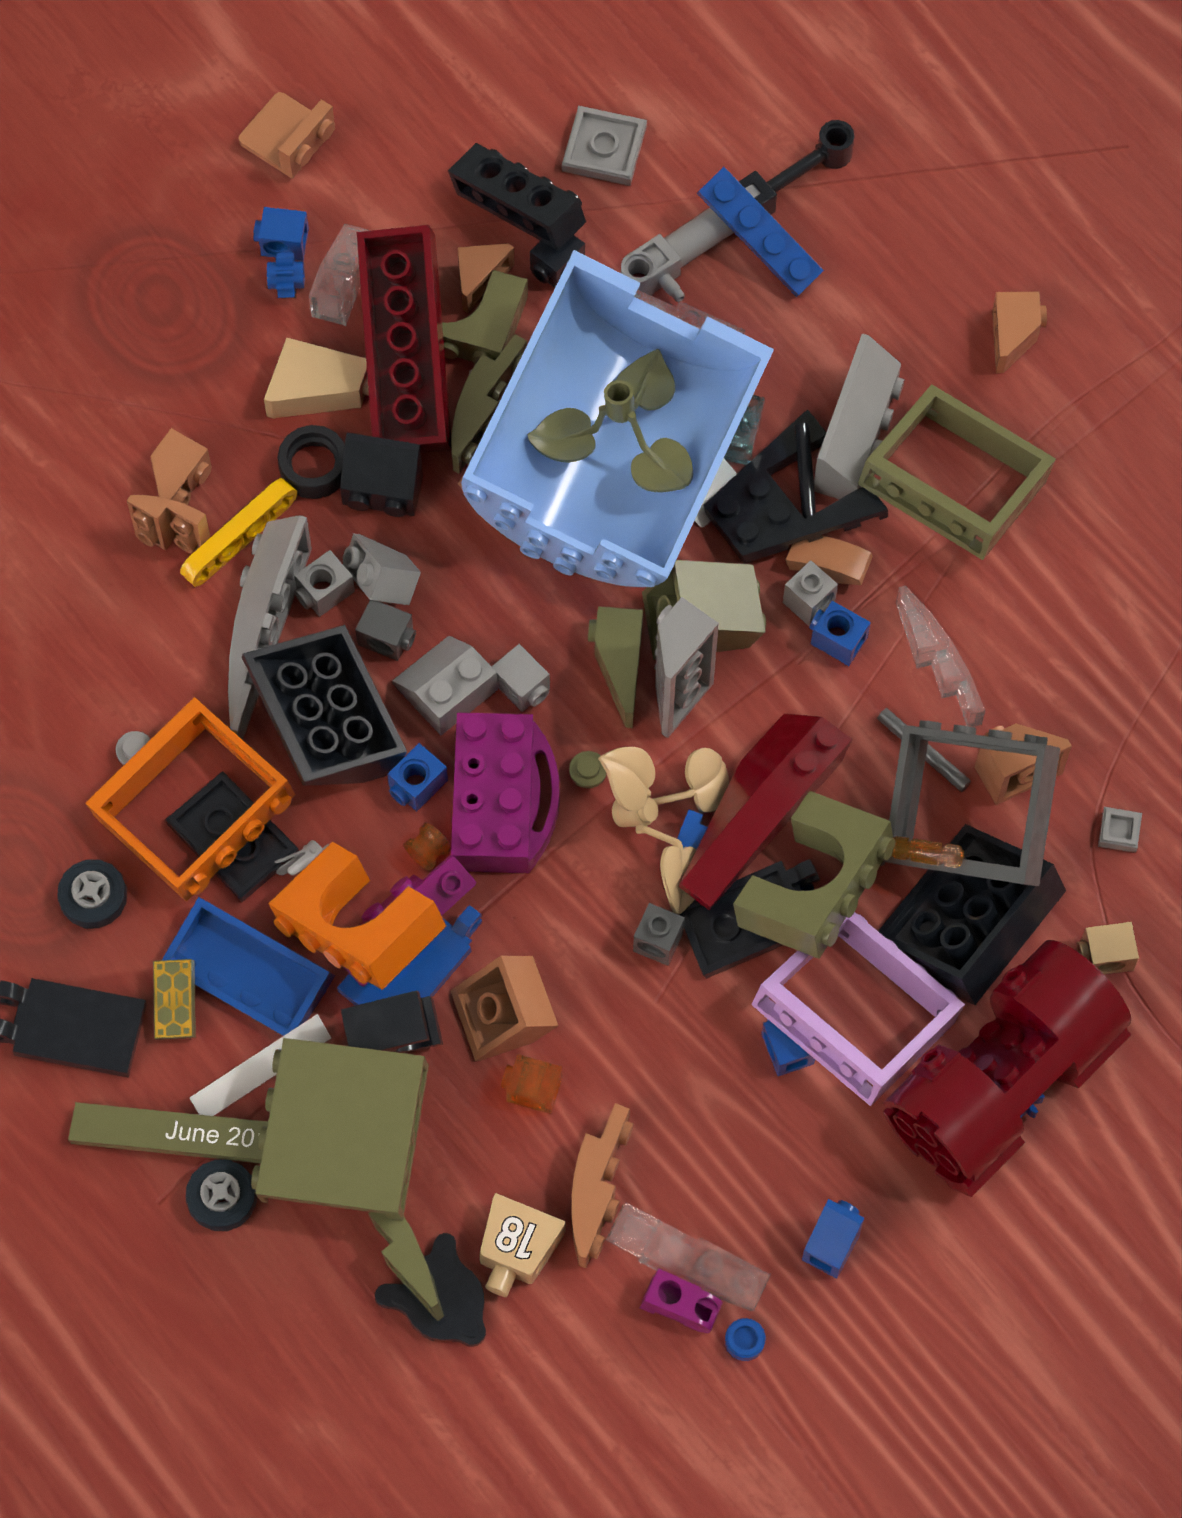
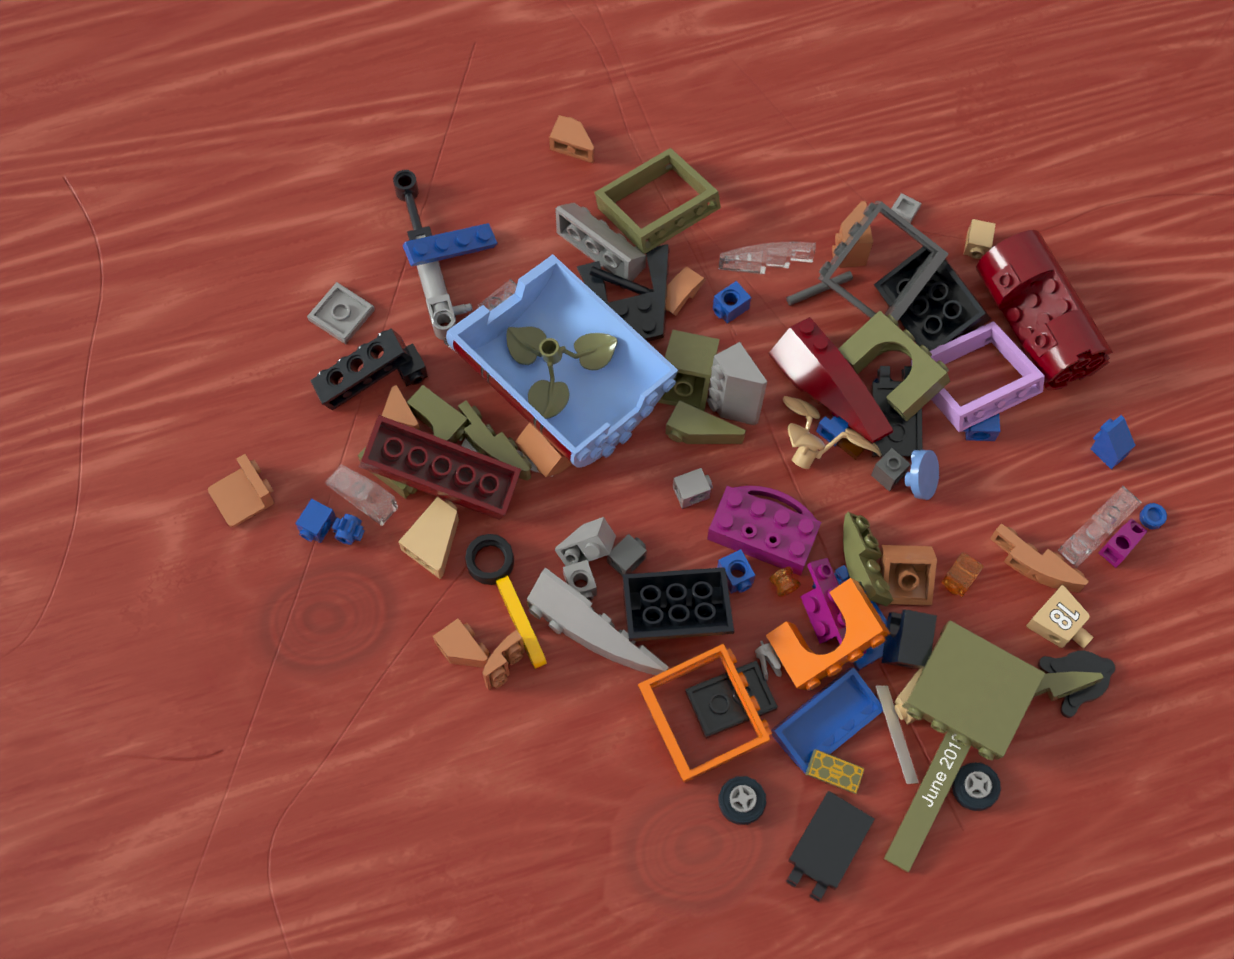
camera: 70 degrees left, 0 degrees up
(129, 745) = (649, 740): light grey plate -> none
(381, 475) = (523, 518): black slope -> none
(447, 682) = (676, 532): light grey slope -> none
(497, 934) = (861, 555): none -> olive slope
(587, 770) = (765, 472): olive plate -> none
(665, 979) = (923, 474): none -> medium blue tile
(809, 592) = (700, 308): light grey brick -> none
(928, 852) = (903, 299): clear orange axle -> none

